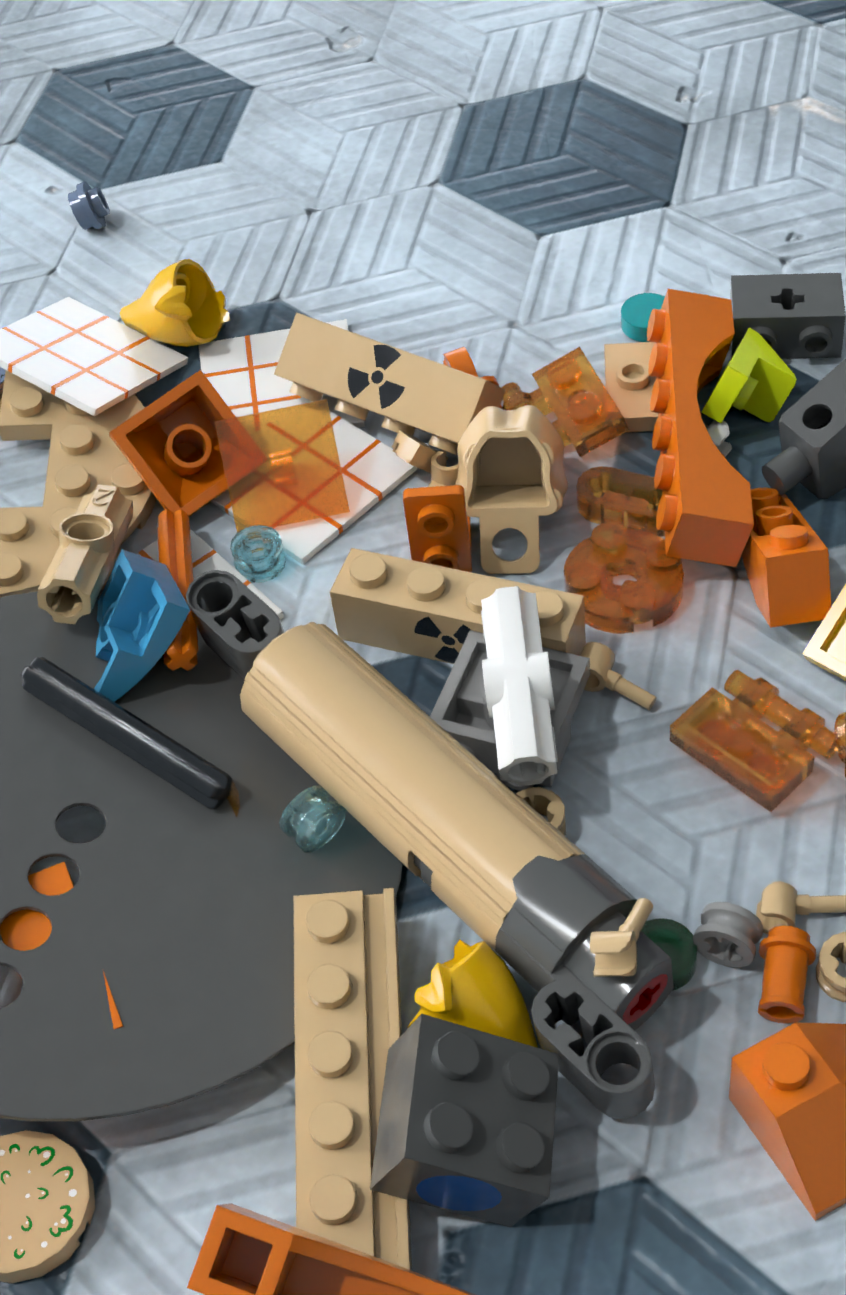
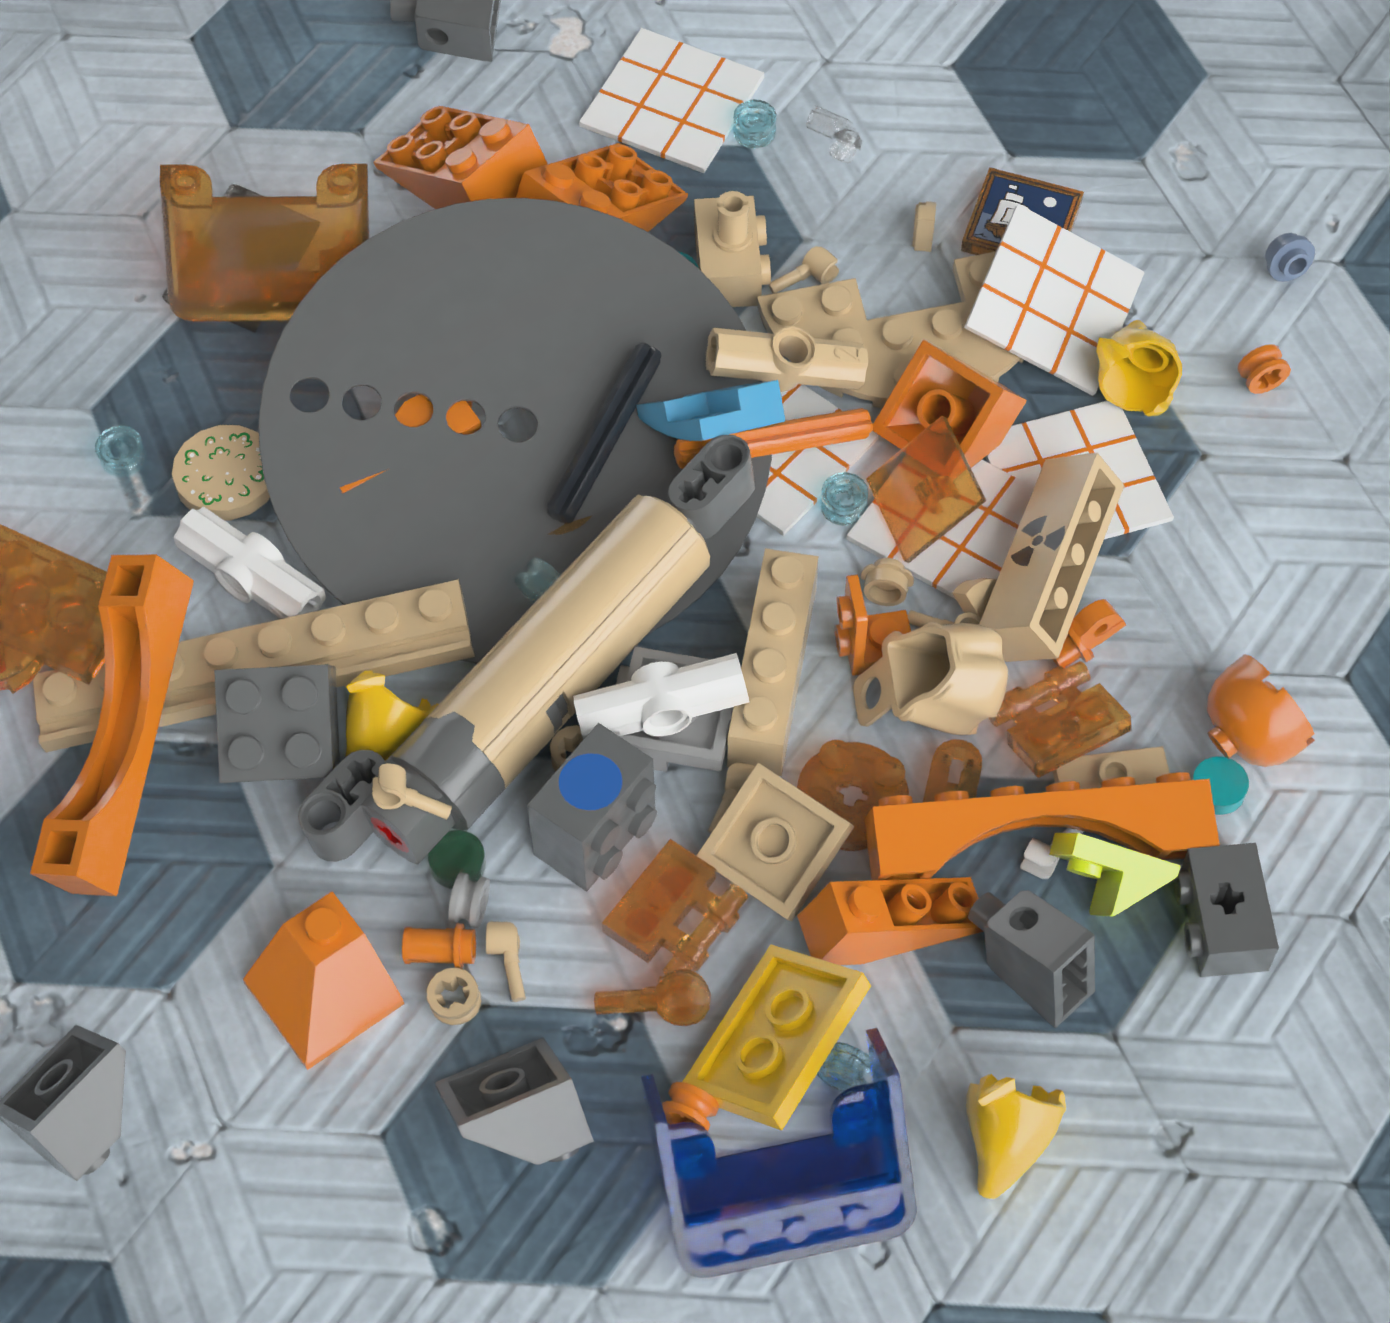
camera: 75 degrees right, 10 degrees up
(190, 1171) = (247, 565): none -> white piece
(207, 235) = (1264, 369): none -> orange bush
(373, 524) = (886, 582): none -> tan plate
(589, 266) = (1255, 717): none -> orange cylinder
(636, 778) = (593, 807): none -> dark grey brick
(685, 630) = (775, 842): none -> tan plate

